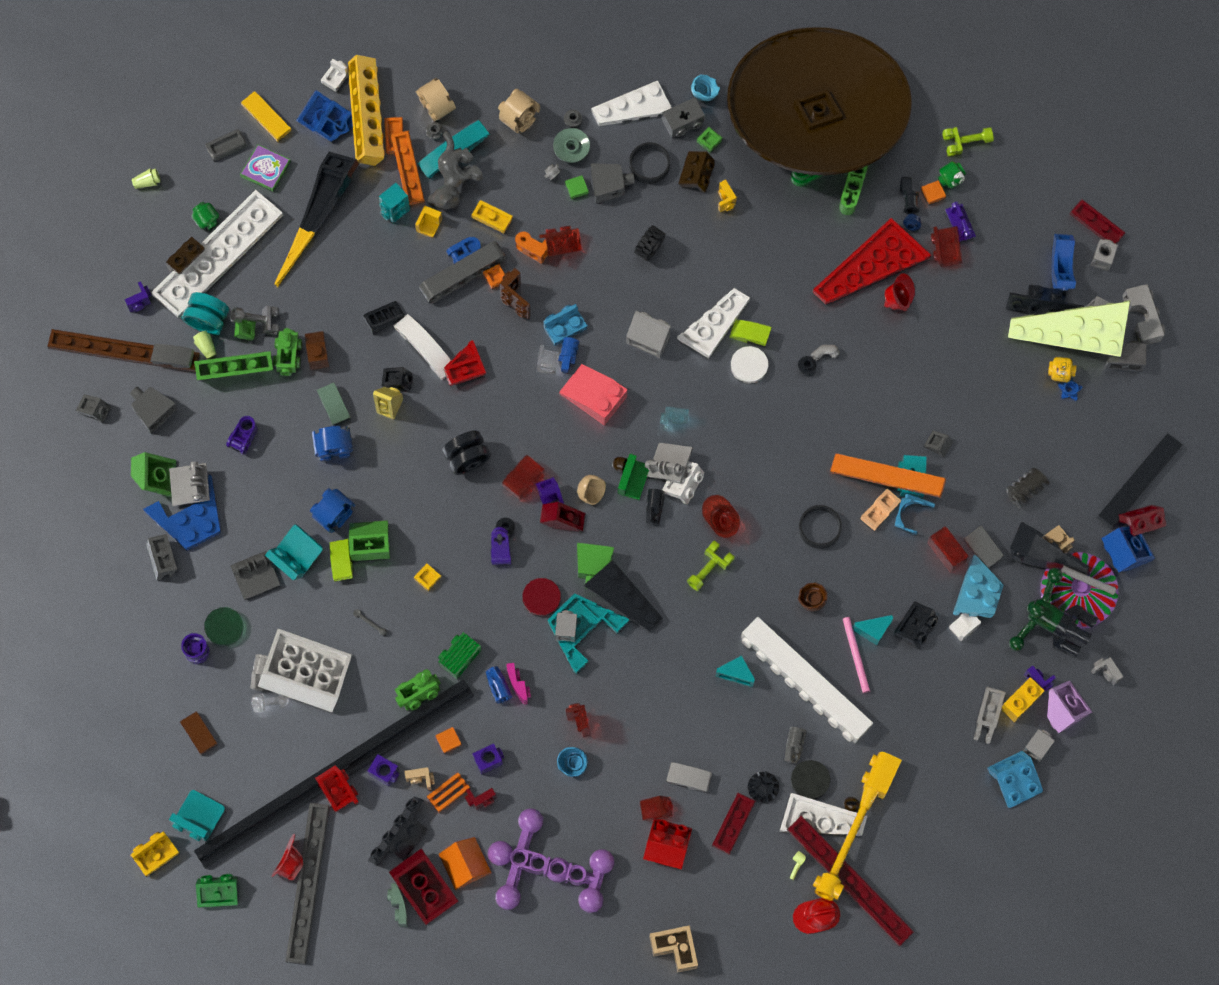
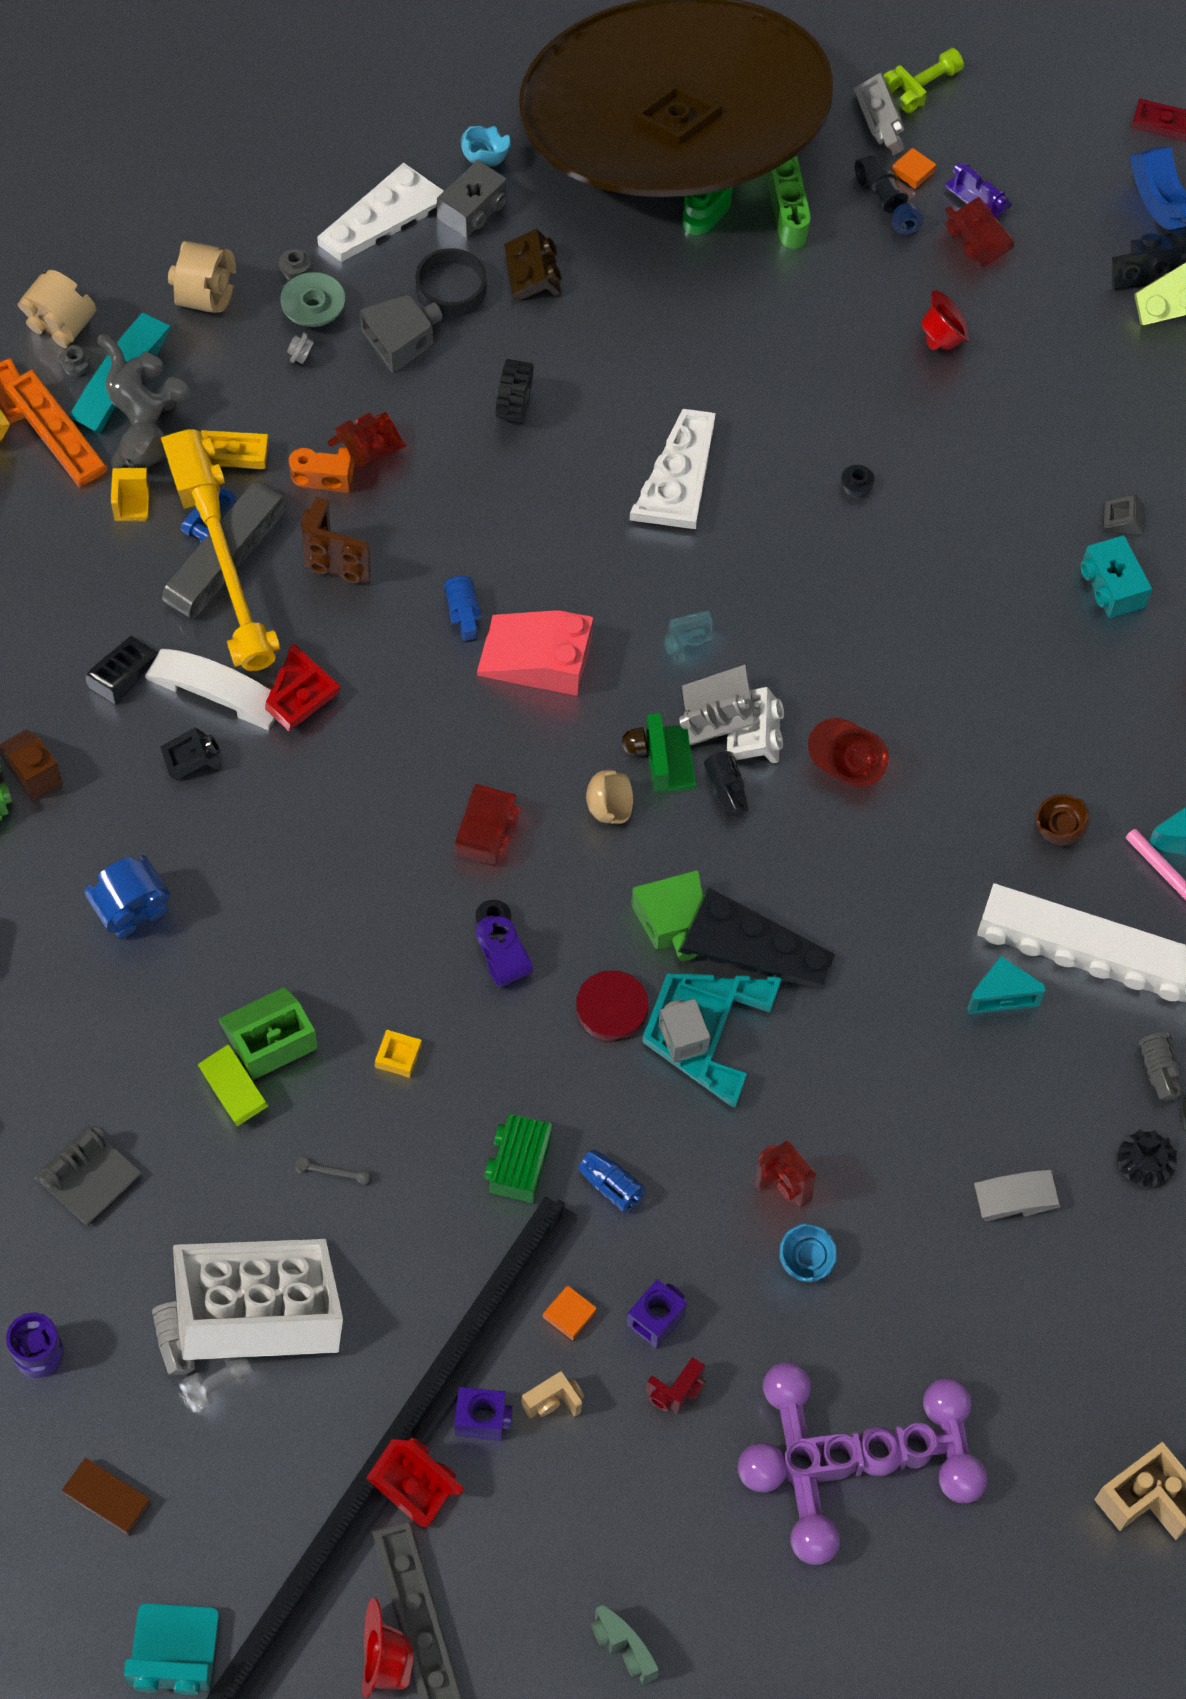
camera: 25 degrees left, 10 degrees down
(223, 626) = (69, 1287): clear green tile -> none
(295, 553) = (146, 1102): teal bracket -> none
(332, 509) = (180, 1004): blue brick -> none
(333, 403) = (97, 835): sand green slope -> none
(387, 401) = (194, 794): light yellow slope -> none
(394, 203) = (59, 483): teal brick -> none
(402, 835) = (569, 1515): black bracket -> none
(416, 690) = (474, 1247): bright green brick -> none
(423, 886) = (653, 1588): dark red slope -> none
(435, 802) = (628, 1375): orange tile -> none
(462, 232) = (199, 487): none -> yellow bar
(464, 862) = (704, 1515): orange slope -> none
(466, 452) = (371, 818): black wheel -> none
(494, 276) = (281, 537): orange tile -> none
(519, 687) = (651, 1170): dark pink slope -> none
(547, 361) = (434, 631): clear panel -> none
(549, 491) = (543, 827): dark purple panel -> none
(562, 517) = (582, 860): dark red slope -> none
(564, 324) = (433, 564): dark azure bracket -> none
(576, 187) = (350, 358): bright green tile -> none
(648, 334) = (583, 523): light grey slope -> none
(656, 807) = (989, 1270): clear red bracket -> none
(667, 843) = (1042, 1322): red slope -> none
(696, 581) = (858, 874): lime bar -> none
(709, 139) = (528, 216): bright green tile -> none
(727, 195) = (600, 282): yellow bracket -> none
(733, 823) = (1131, 1241): dark red tile -> none
(749, 364) = (765, 514): white tile -> none
(750, 331) = (746, 461): lime slope -> none
(823, 508) = (1017, 680): black tyre -> none
(825, 349) = (883, 442): light grey arm -> none
(877, 258) = (881, 288): red wing -> none
(881, 509) = (1092, 647): light nougat slope -> none
(888, 475) = (1080, 585): orange tile -> none
(909, 500) = (1127, 617): dark azure helmet -> none
(931, 151) = (881, 112): none -> light grey hinge
(951, 175) = (930, 131): green head -> none

